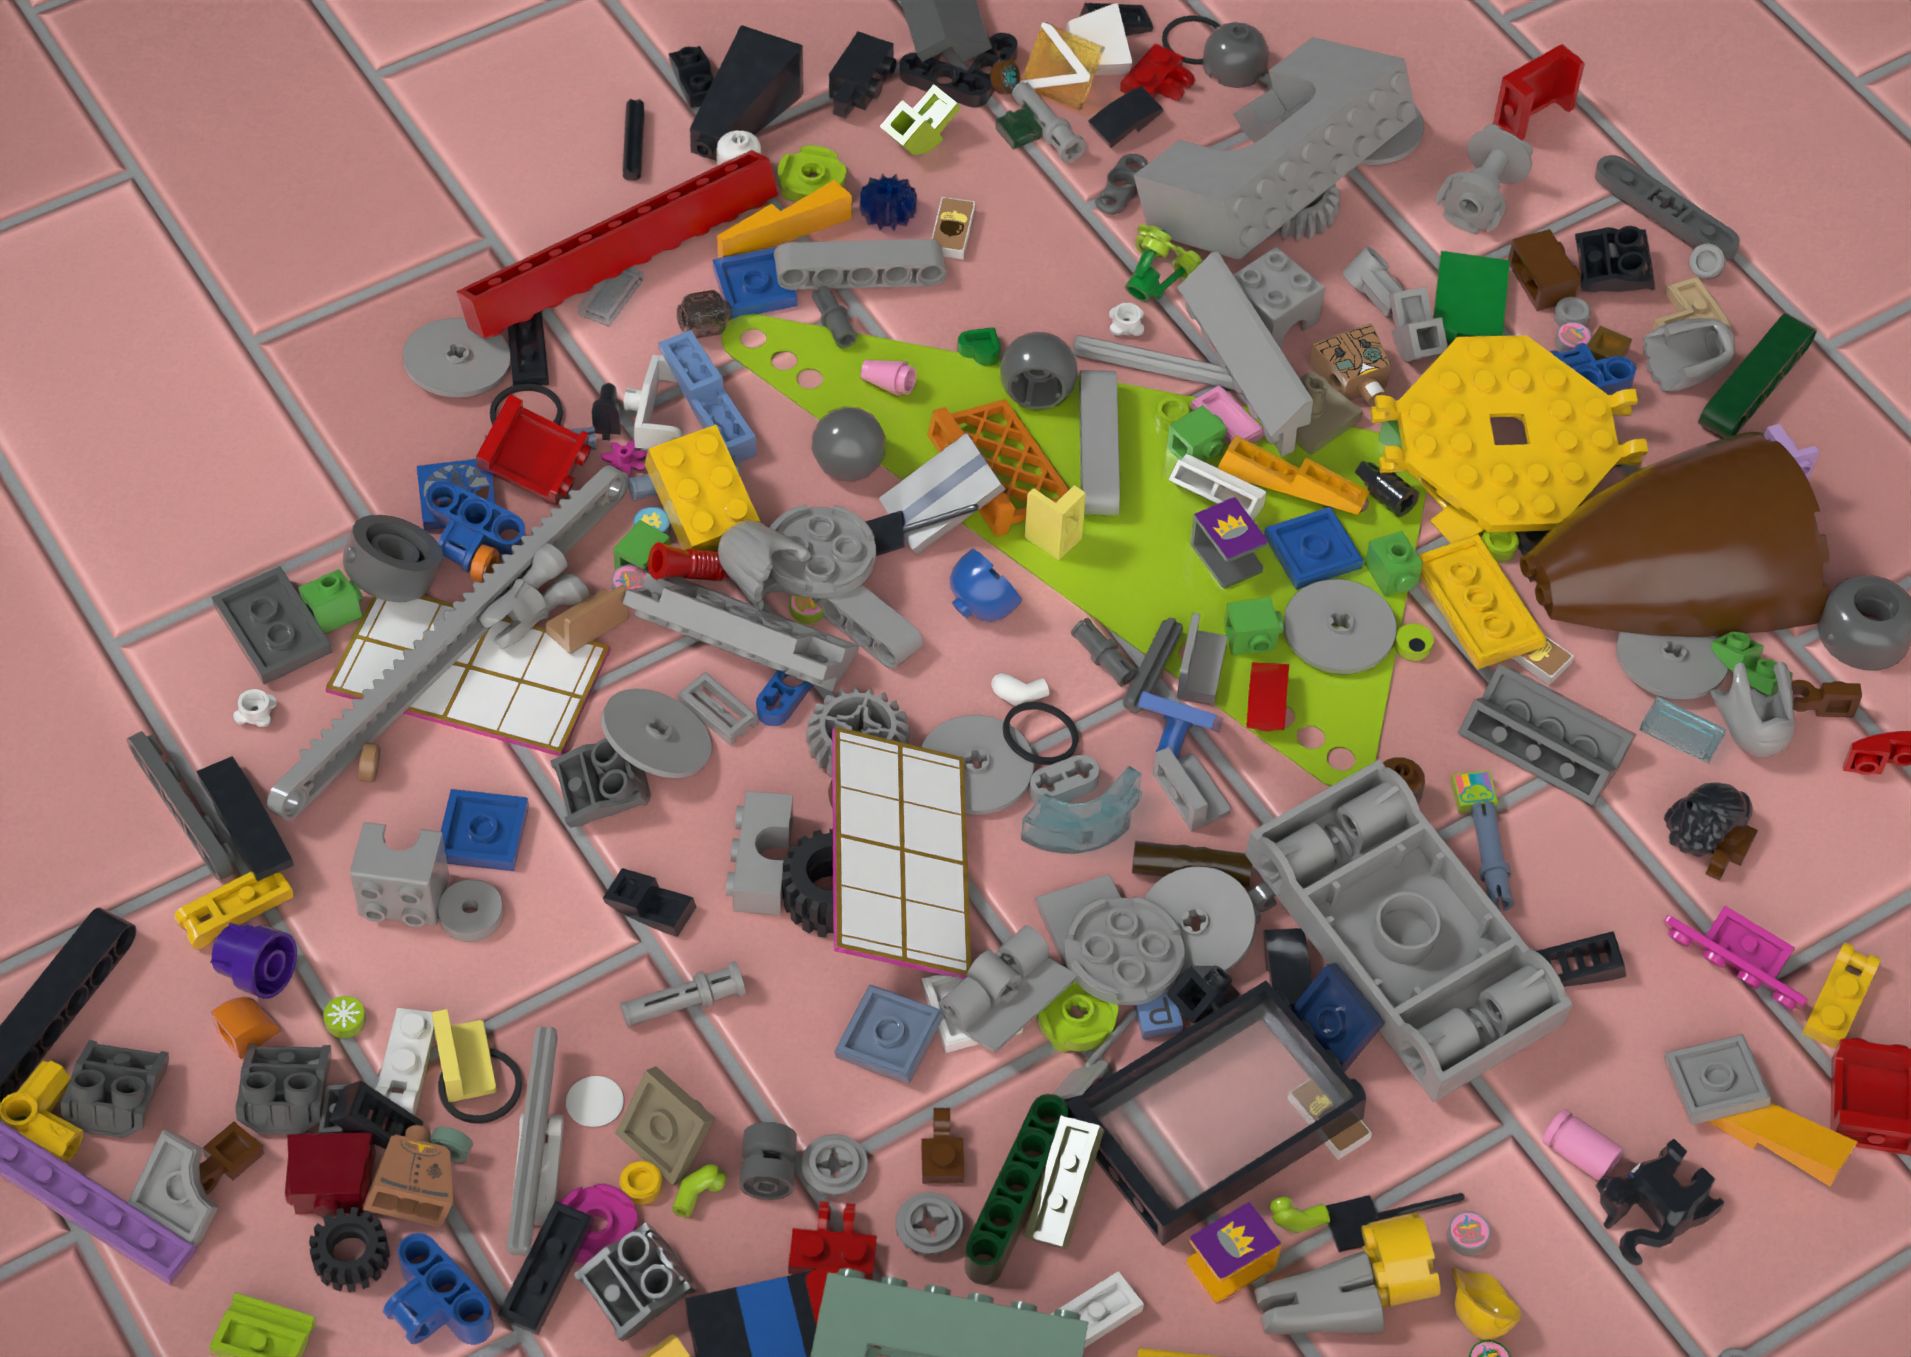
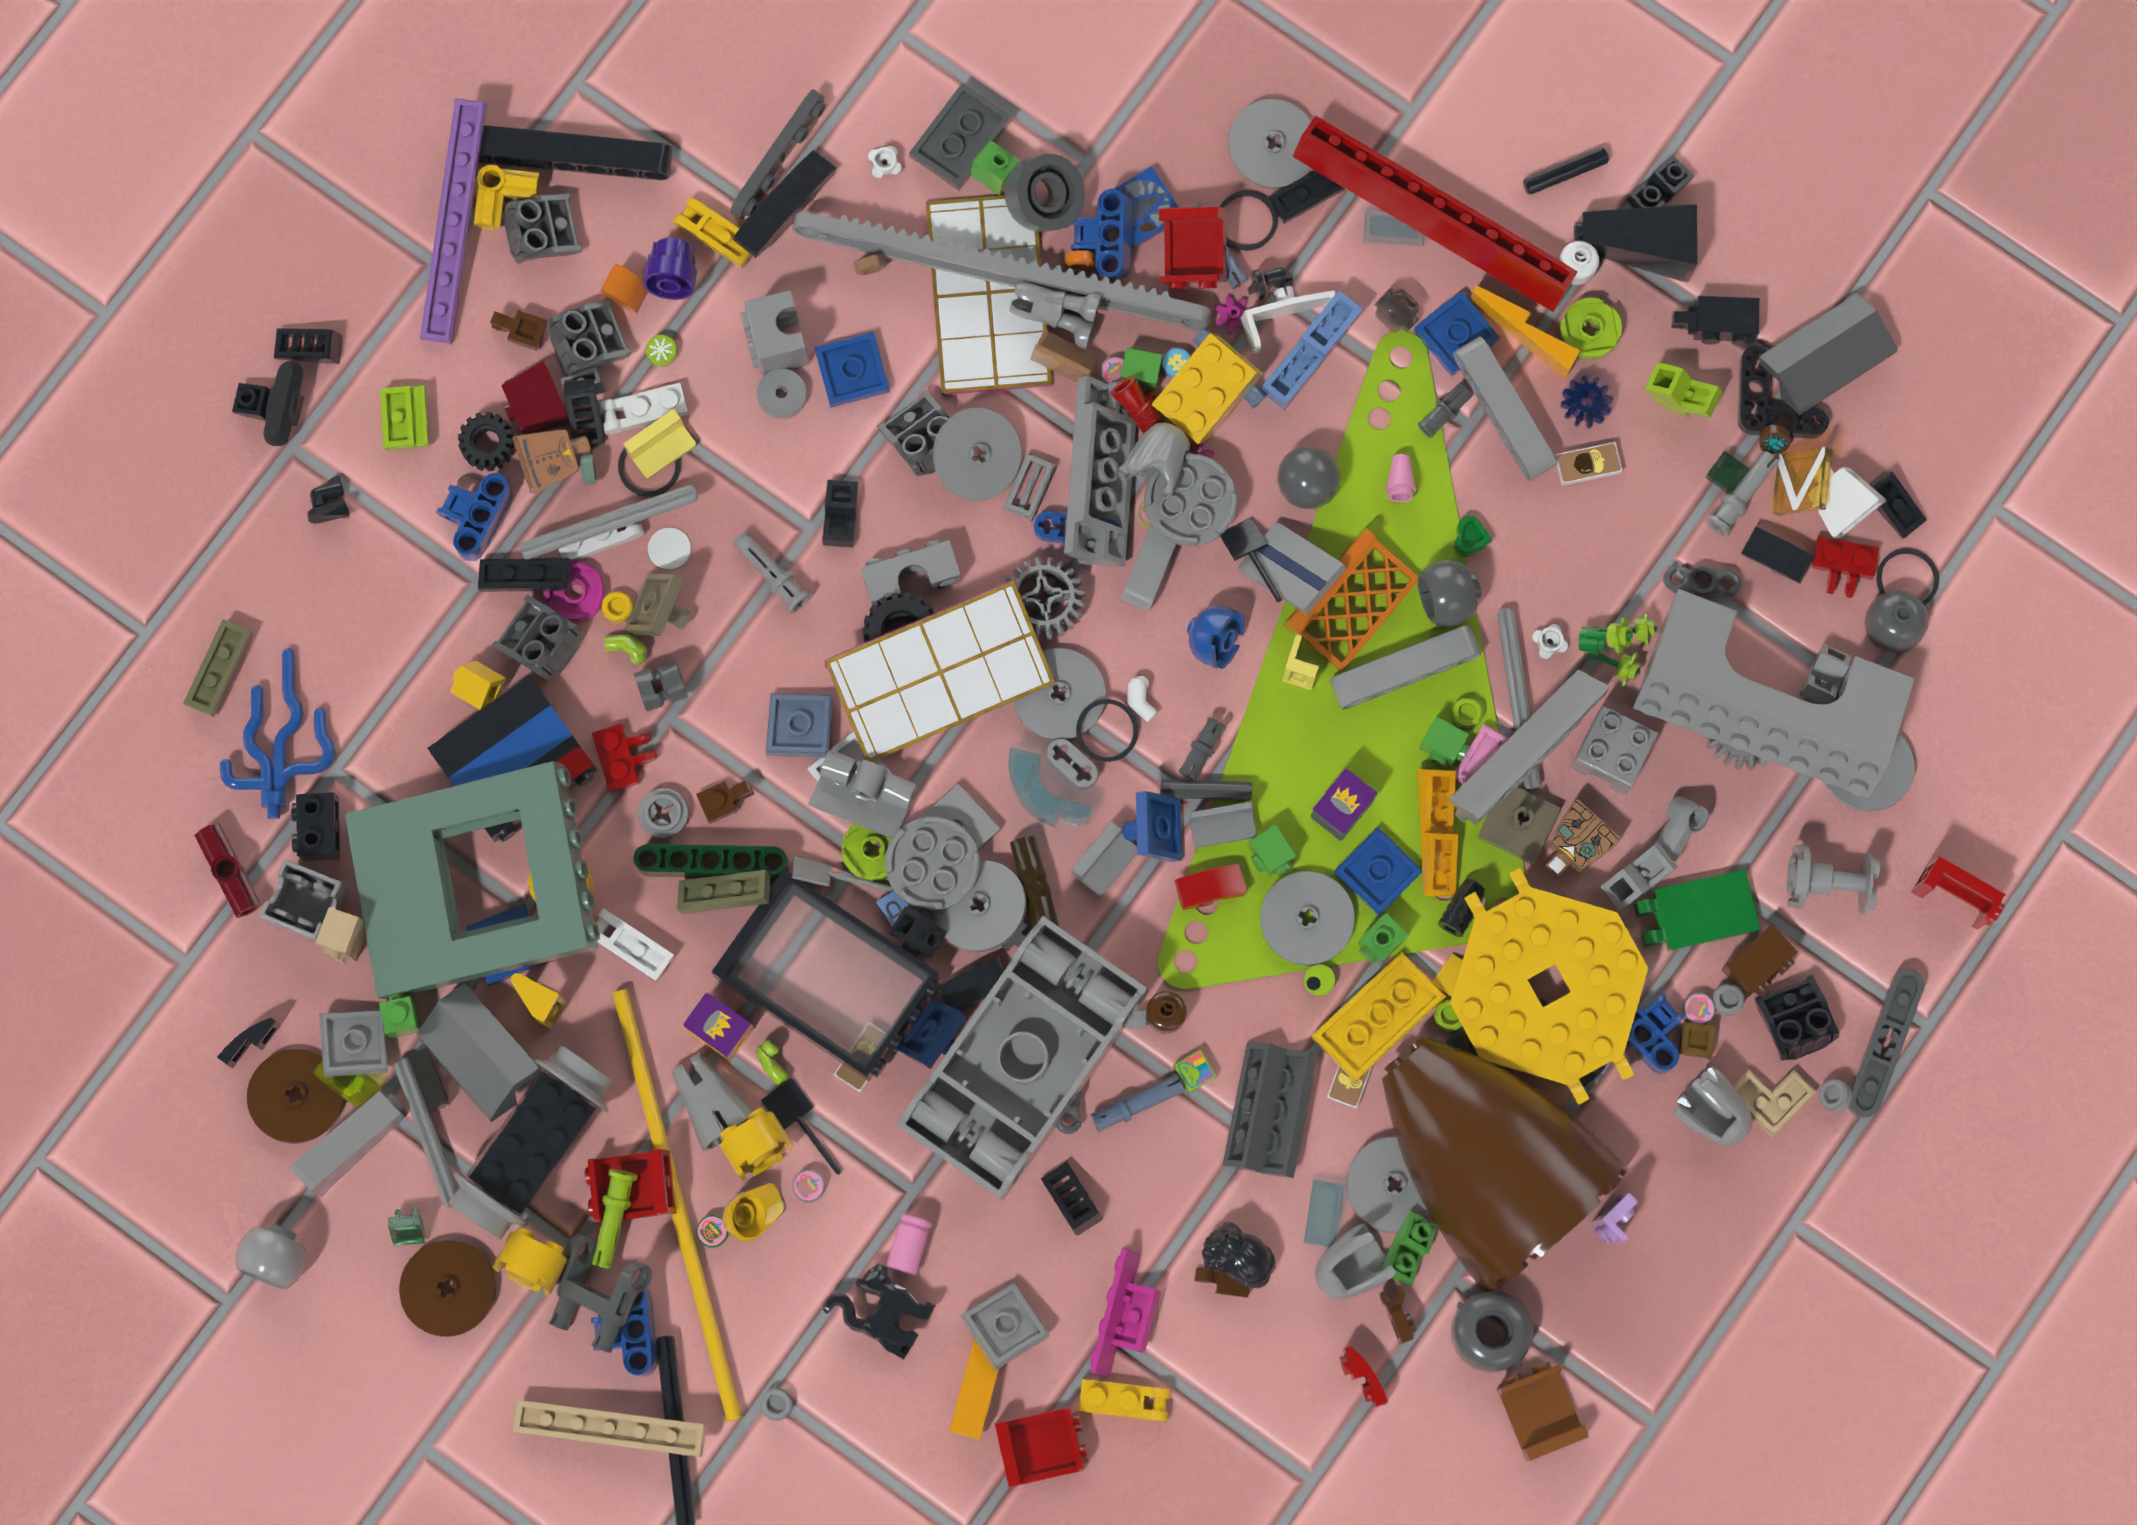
camera: 70 degrees right, 25 degrees up
(172, 1188) = (478, 307): light grey tile -> none
(849, 1156) = (667, 727): light grey gear -> none
(1217, 484) = (1399, 776): white piece -> none
(1757, 376) = (1721, 1173): dark green beam -> none

